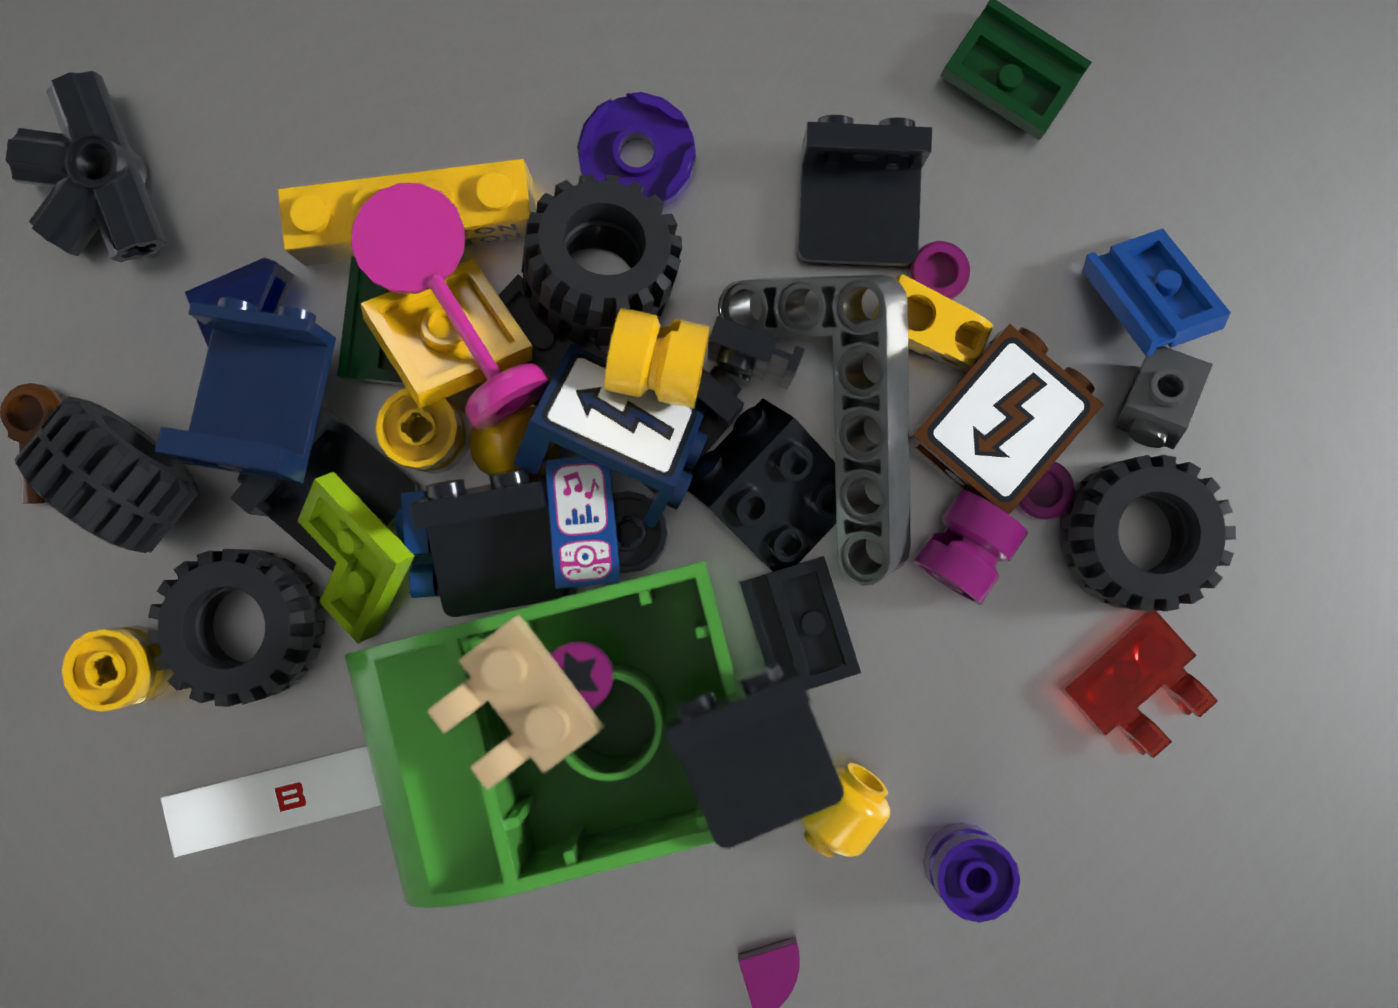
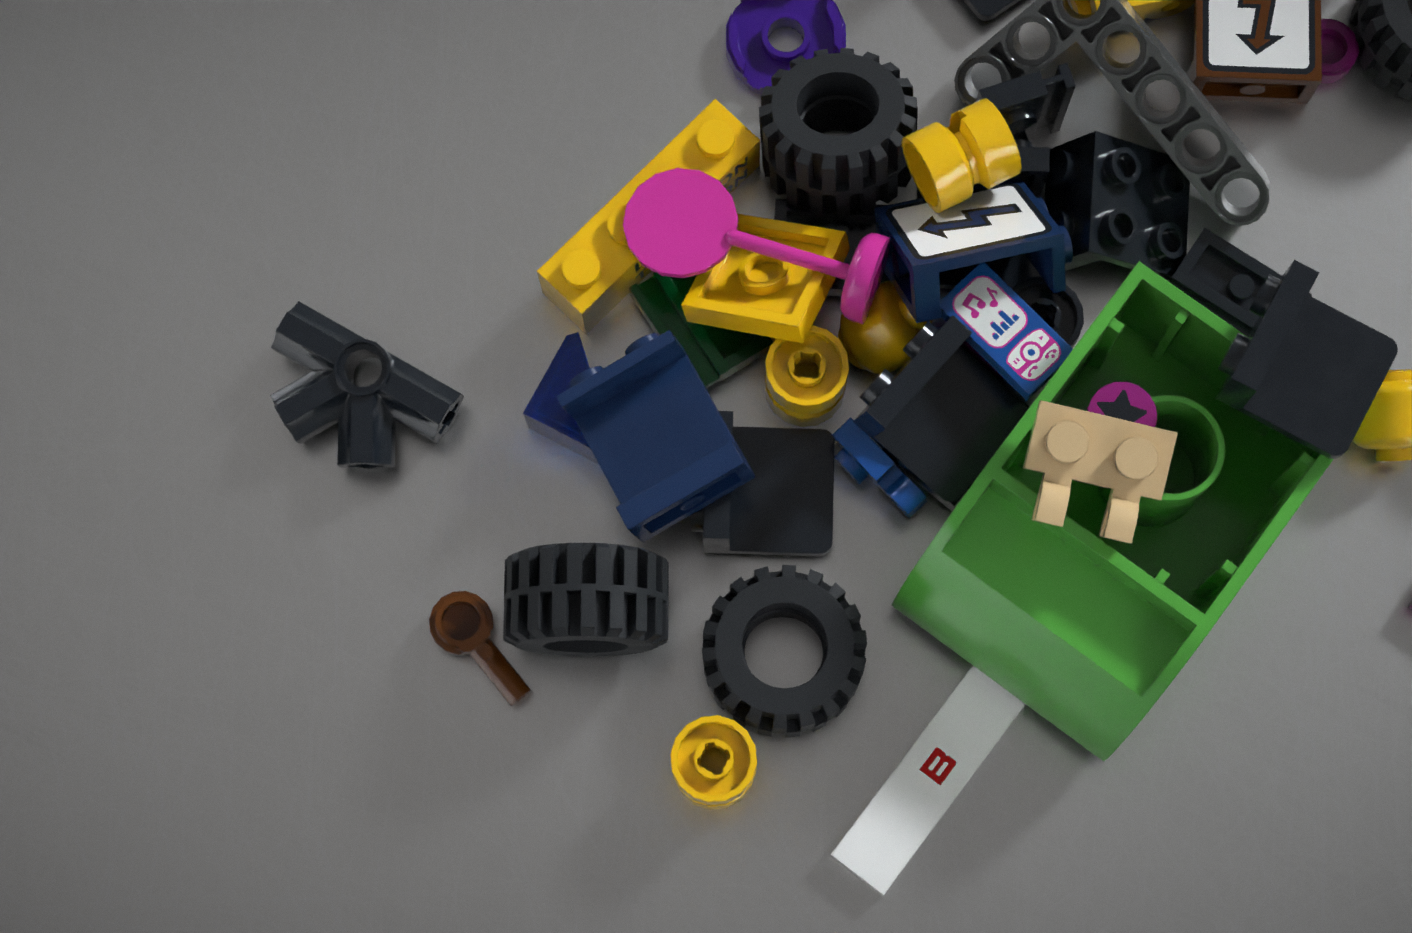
camera: 35 degrees left, 10 degrees down
(366, 556) = (847, 504): lime plate -> none
(971, 546) = (1310, 122): magenta wheel -> none

